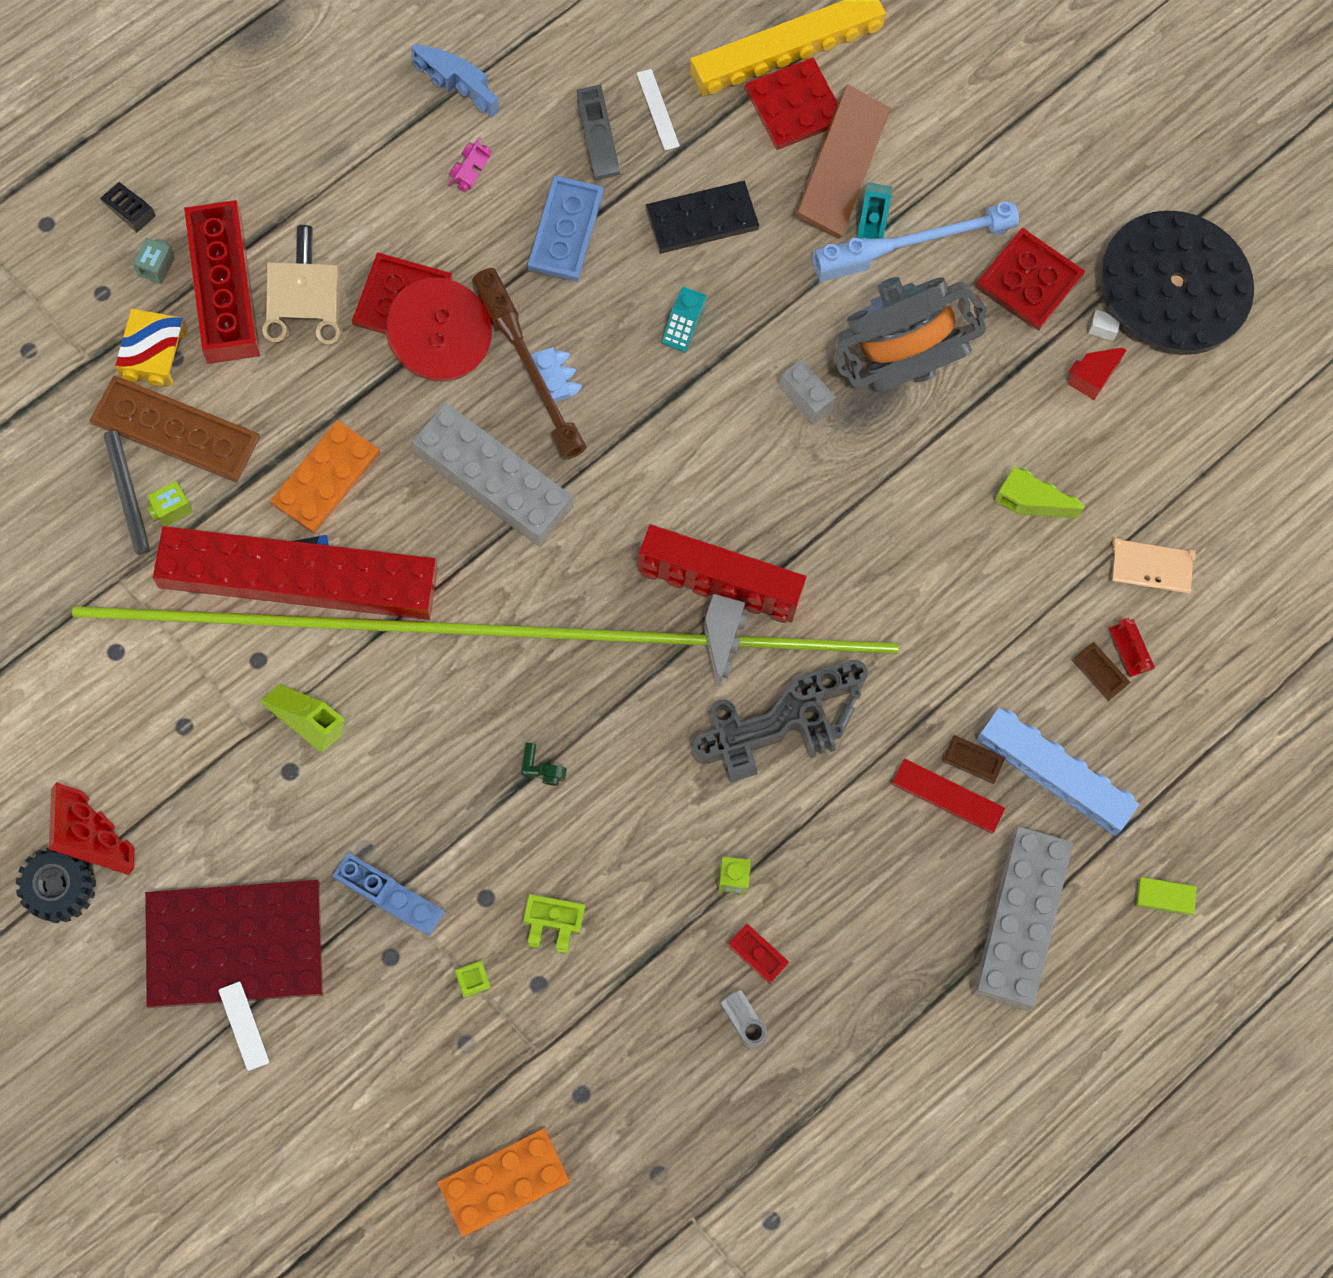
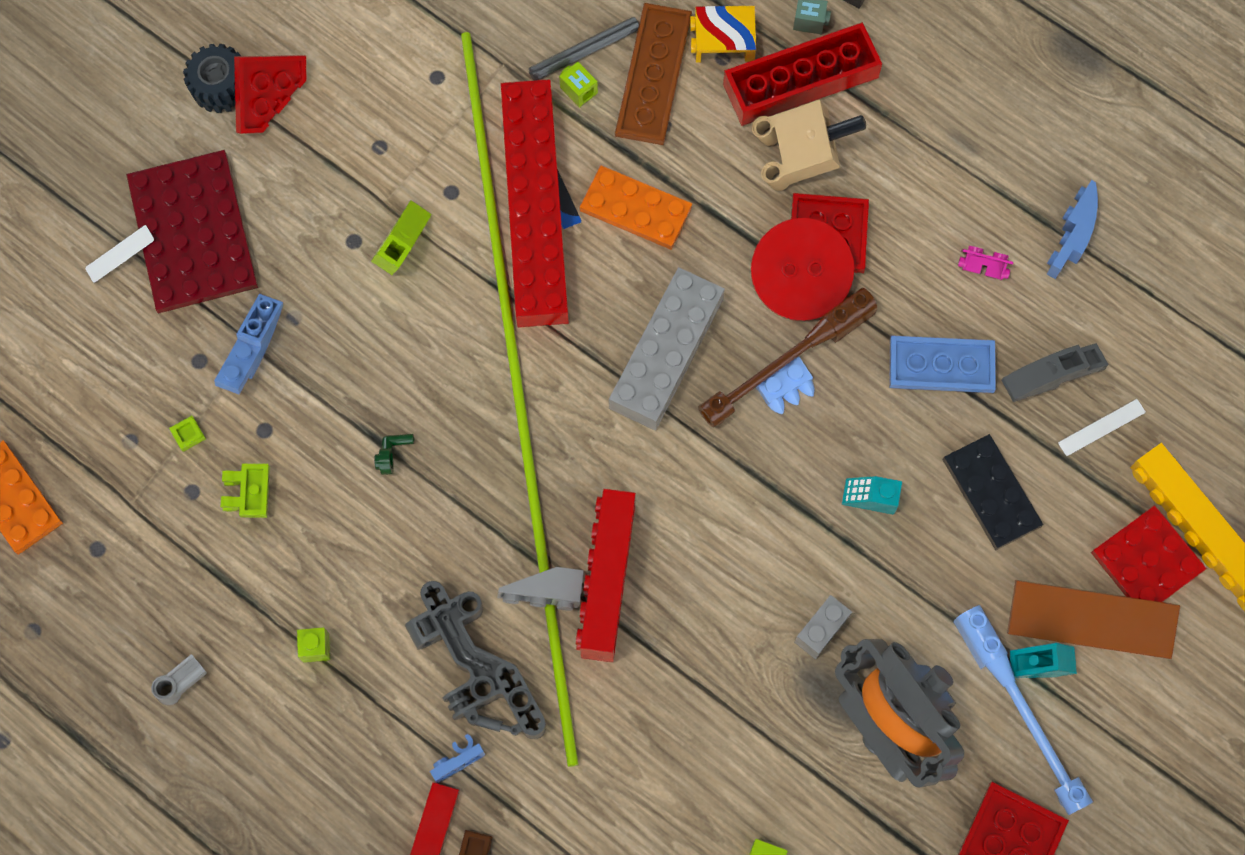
camera: 85 degrees right, 0 degrees up
(758, 953) = (243, 681): red plate -> none
(881, 764) = (447, 767): none -> medium blue plate

